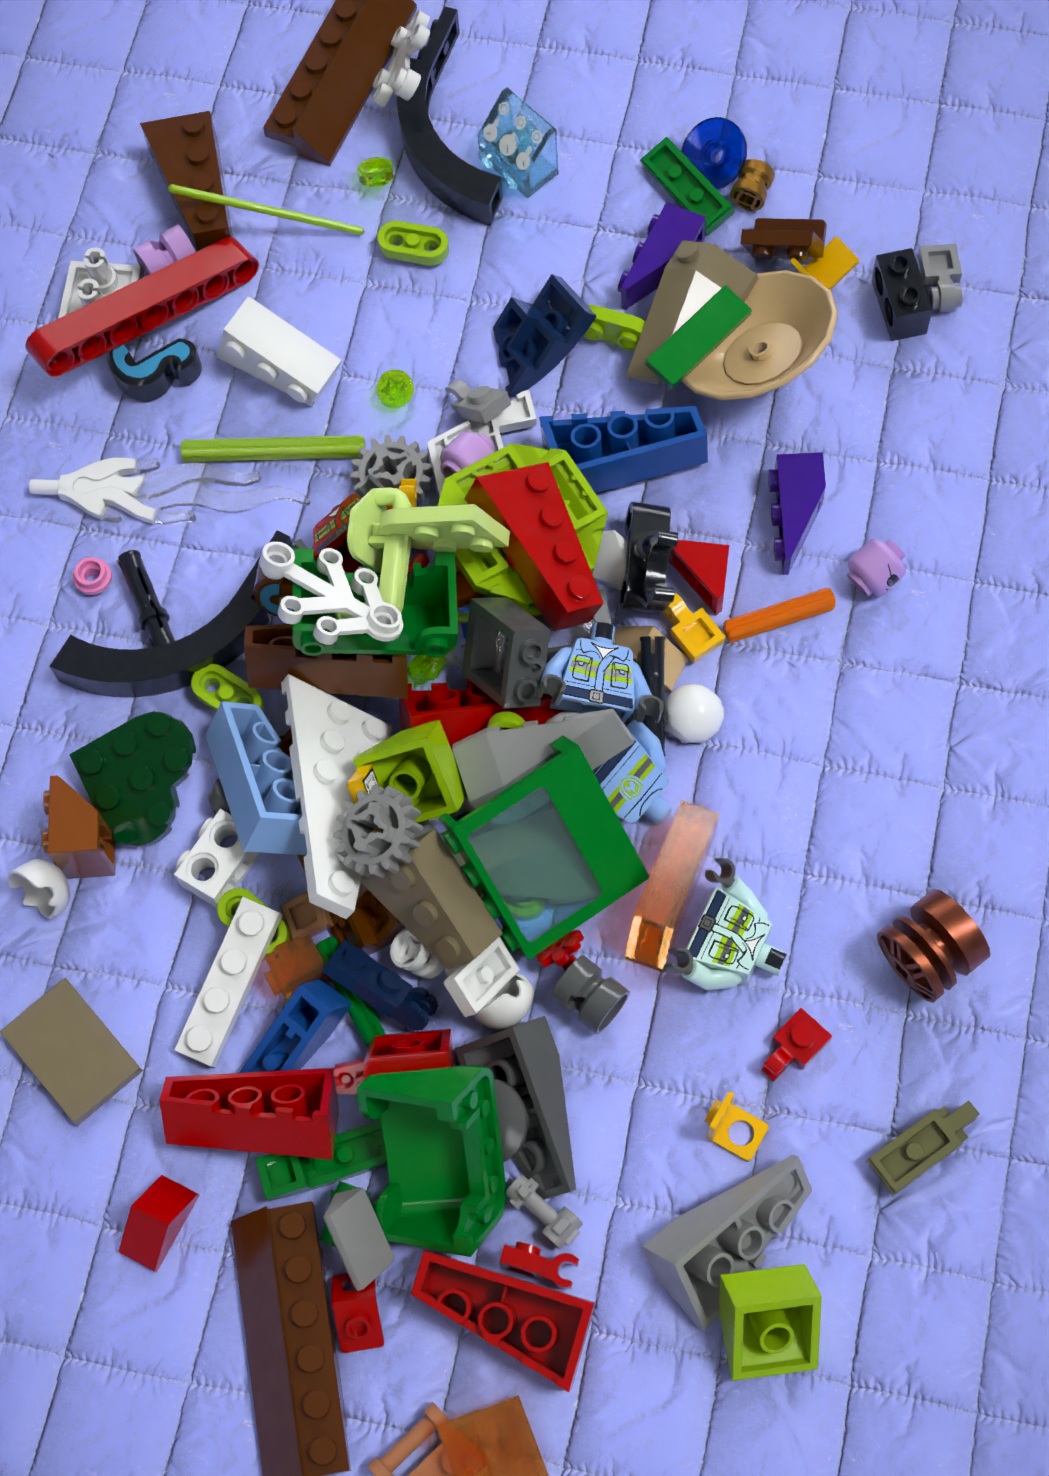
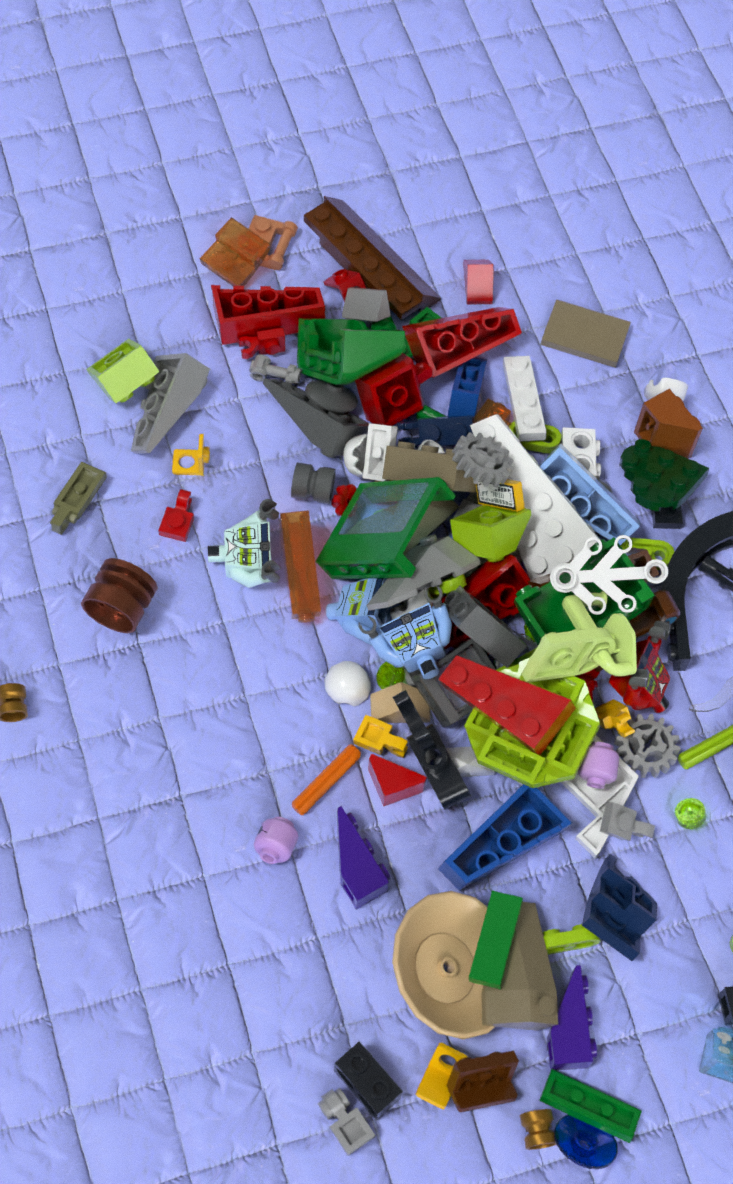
camera: 140 degrees right, 5 degrees down
(653, 671) = (372, 663): black pin -> none

